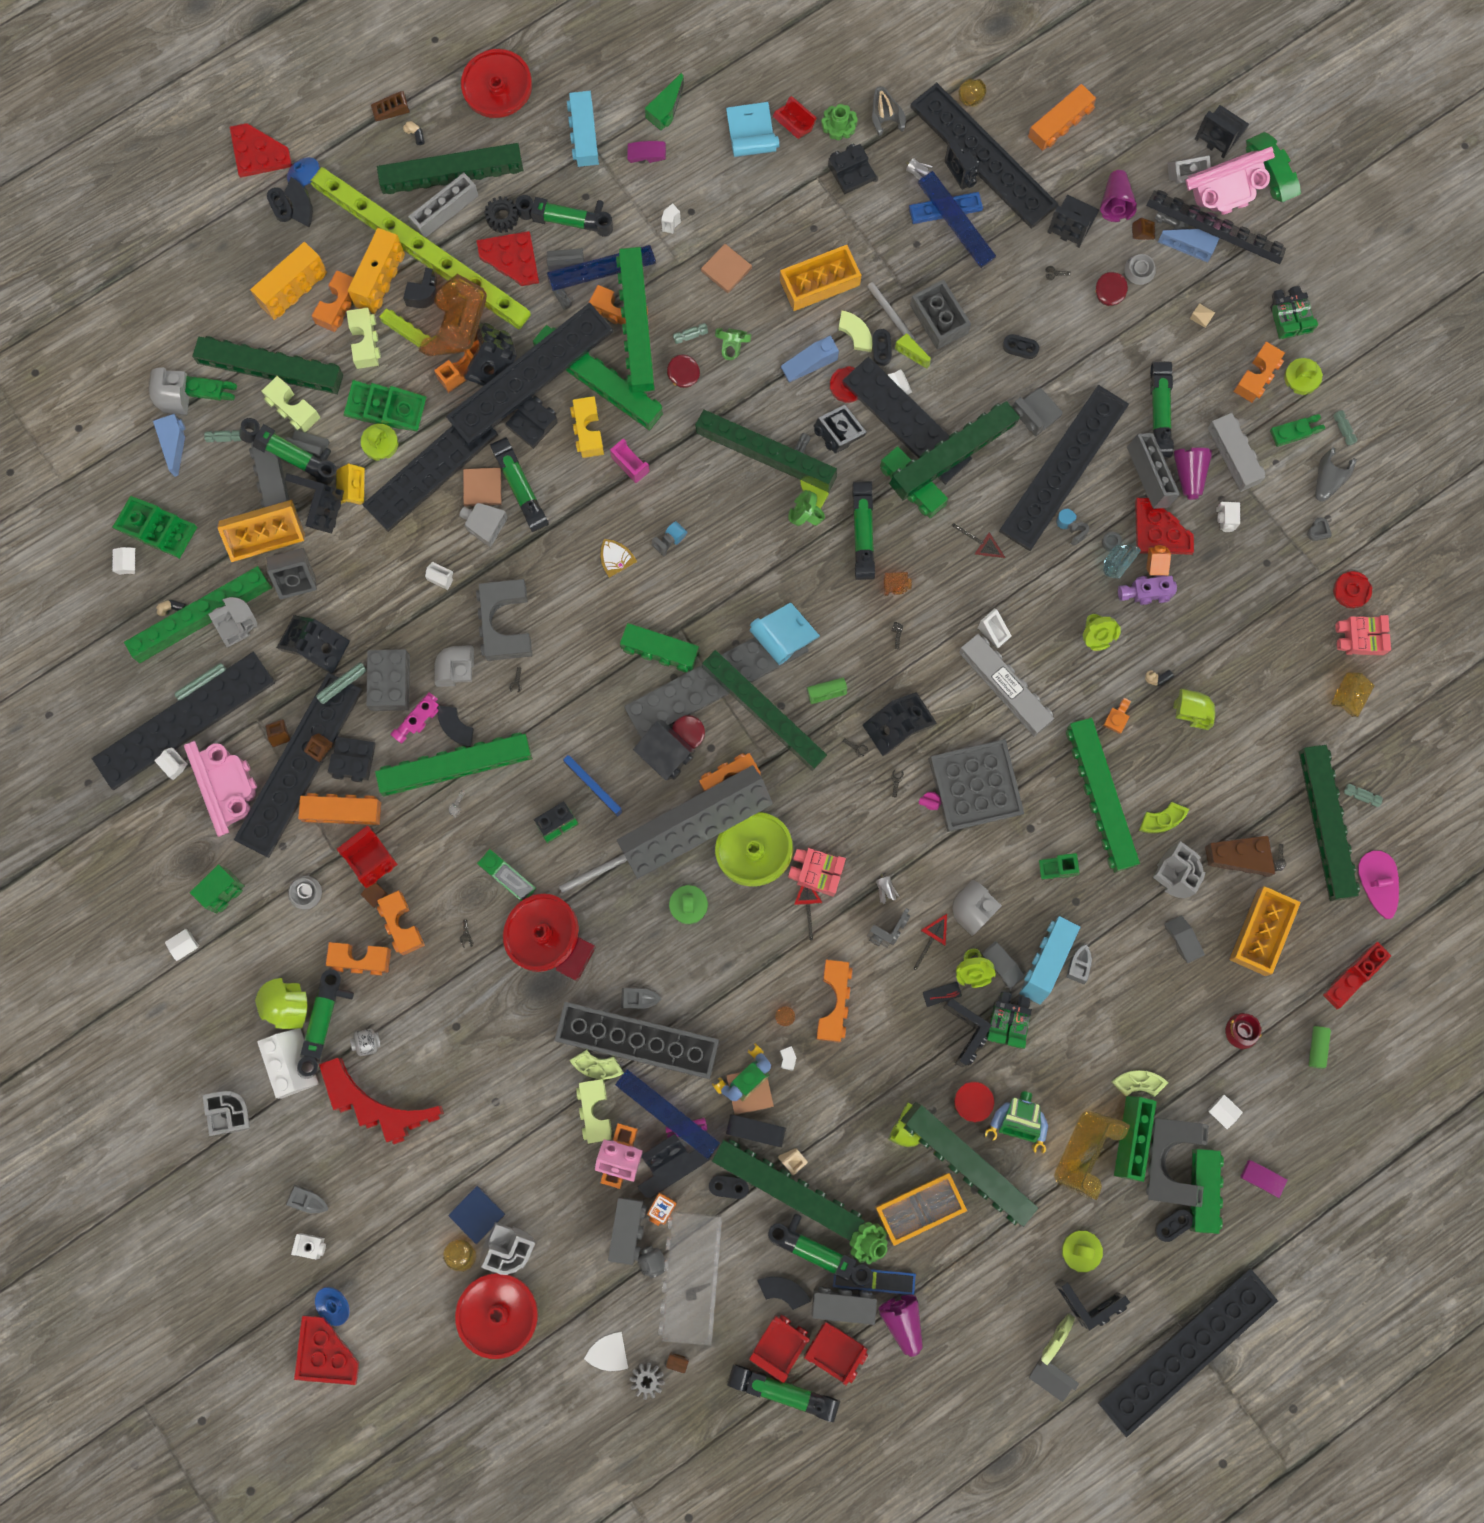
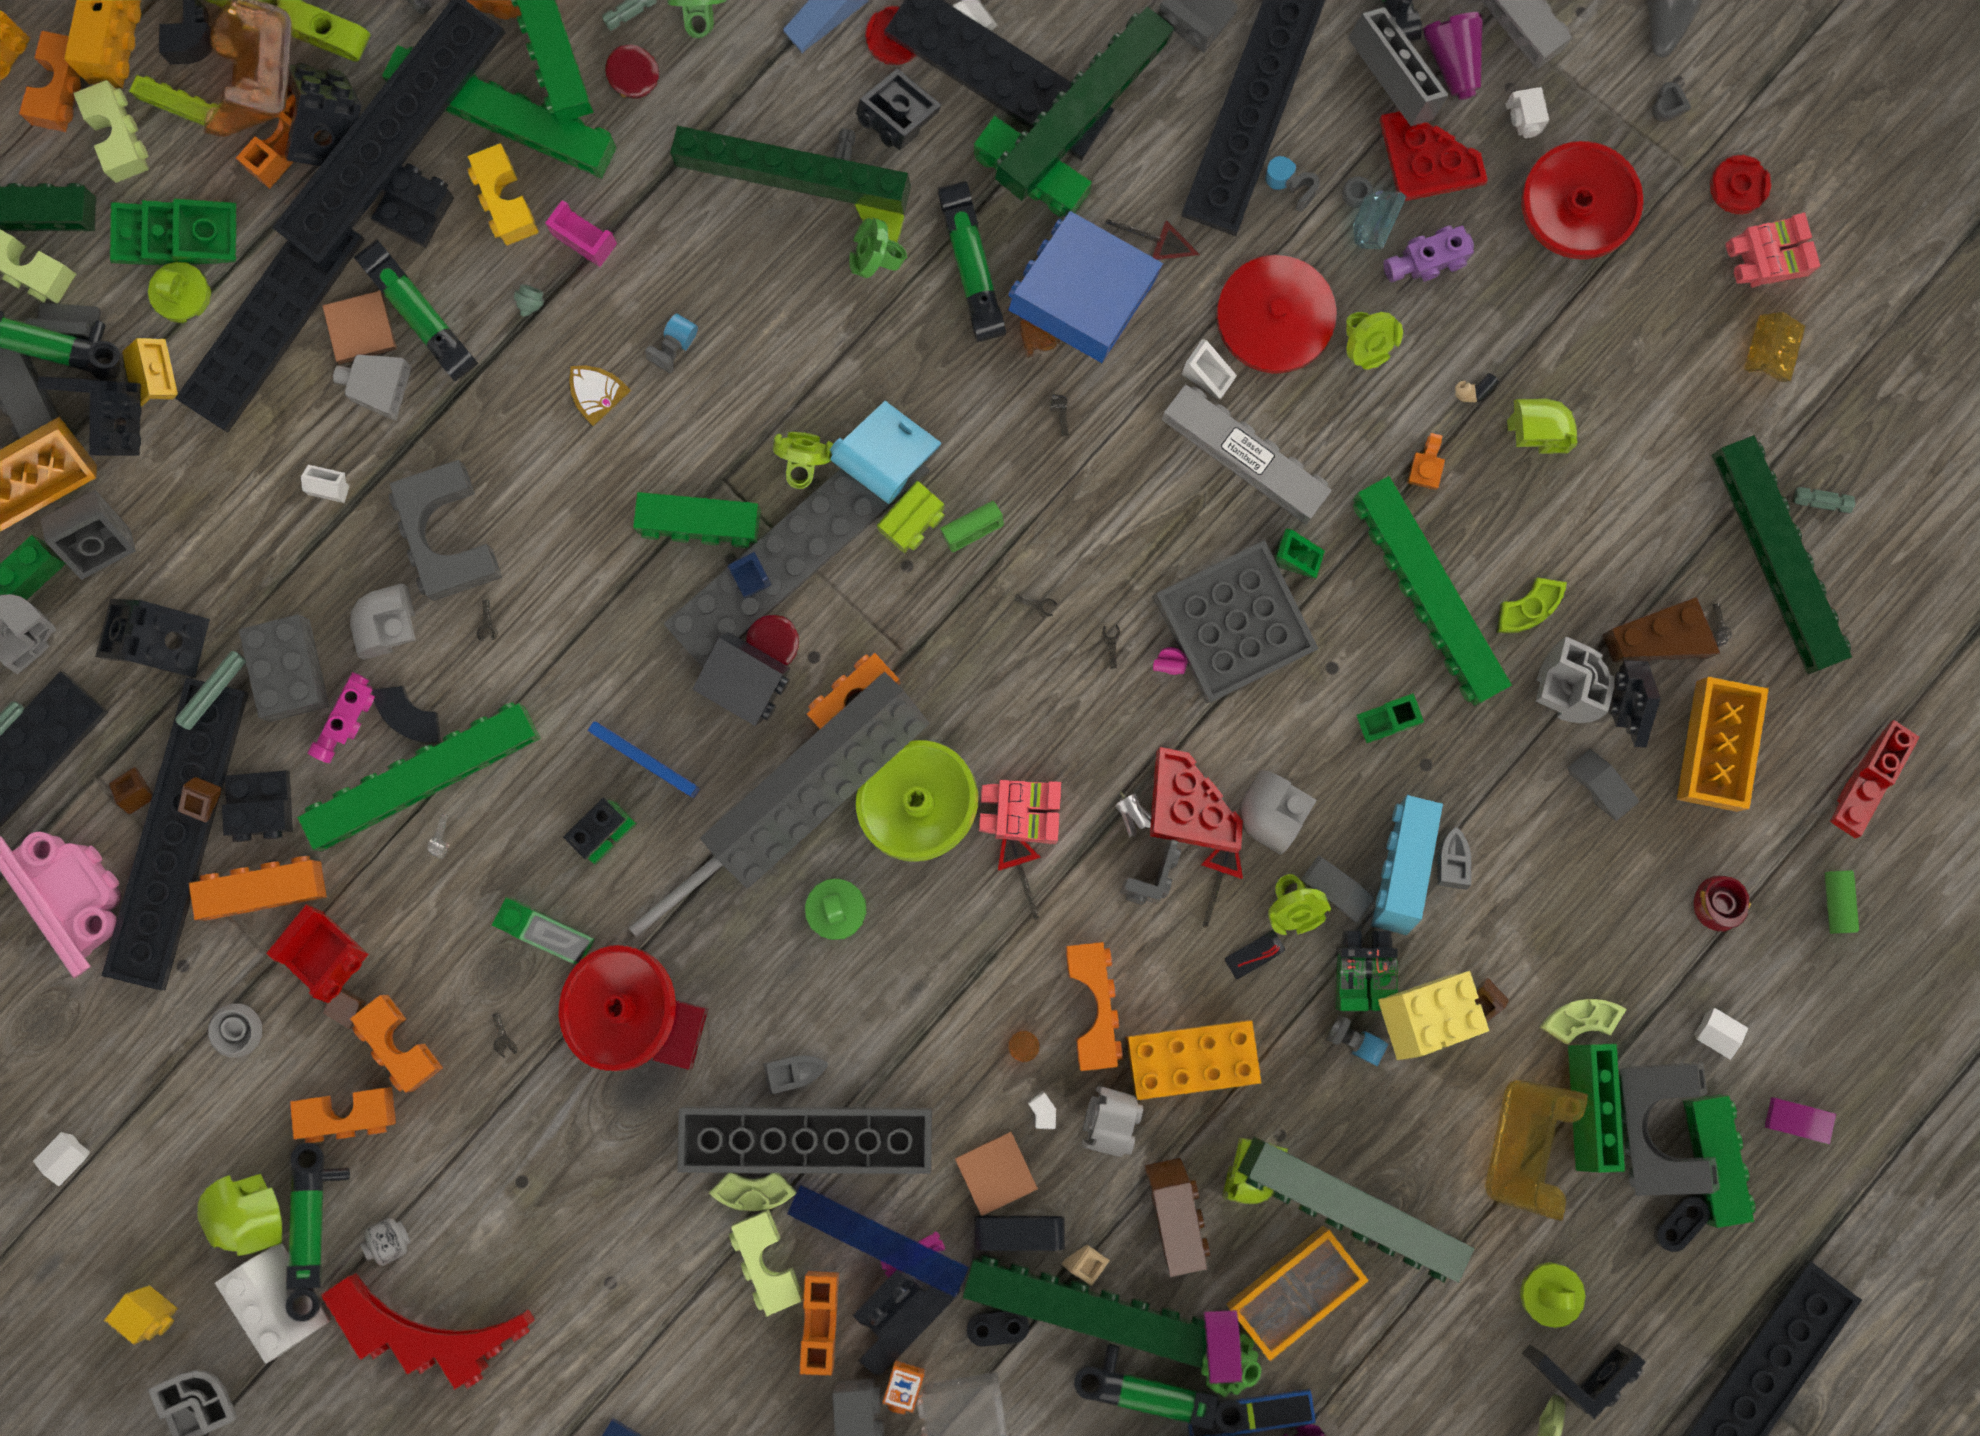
camera: 15 degrees left, 5 degrees up
(208, 1050) = (142, 1315): none -> yellow brick
(217, 889) = (94, 1060): green brick -> none
(588, 493) = (528, 299): none -> sand green plate
(618, 1160) = (819, 1333): bright pink brick -> none
(683, 688) = (749, 575): none -> dark blue panel
(733, 621) = (801, 451): none -> lime tile
(748, 1079) = (990, 1159): torso -> none
(763, 710) = (881, 580): dark green brick -> none
(791, 676) = (912, 517): none -> lime brick
(829, 1074) = (1111, 1122): none -> light grey brick
(857, 1144) = (1177, 1217): none -> wedge
(866, 1228) = (1223, 1347): none -> magenta slope
(888, 1048) = (1193, 1059): none -> light orange brick
(903, 718) = (1101, 544): black bracket -> none
(923, 892) = (1190, 805): none -> plate
(929, 560) = (1084, 286): none -> brick
(974, 1101) = (1340, 1108): red tile -> none
(978, 1038) = (1325, 1011): black bracket -> none
(998, 1066) = (1364, 1045): none -> leg
(1021, 1120) = (1418, 1121): torso -> none
(1025, 753) = (1298, 554): none -> green slope
(1044, 604) = (1276, 314): none -> red dish
(1044, 1055) = (1433, 1016): none -> light yellow piece
(1080, 1057) = (1491, 999): none -> reddish brown slope
(1158, 560) = (1437, 206): orange brick -> none
(1214, 890) = (1635, 700): none -> black plate
(1250, 577) = (1582, 200): none -> red dish
(1380, 882) = (1877, 627): dark pink shield -> none

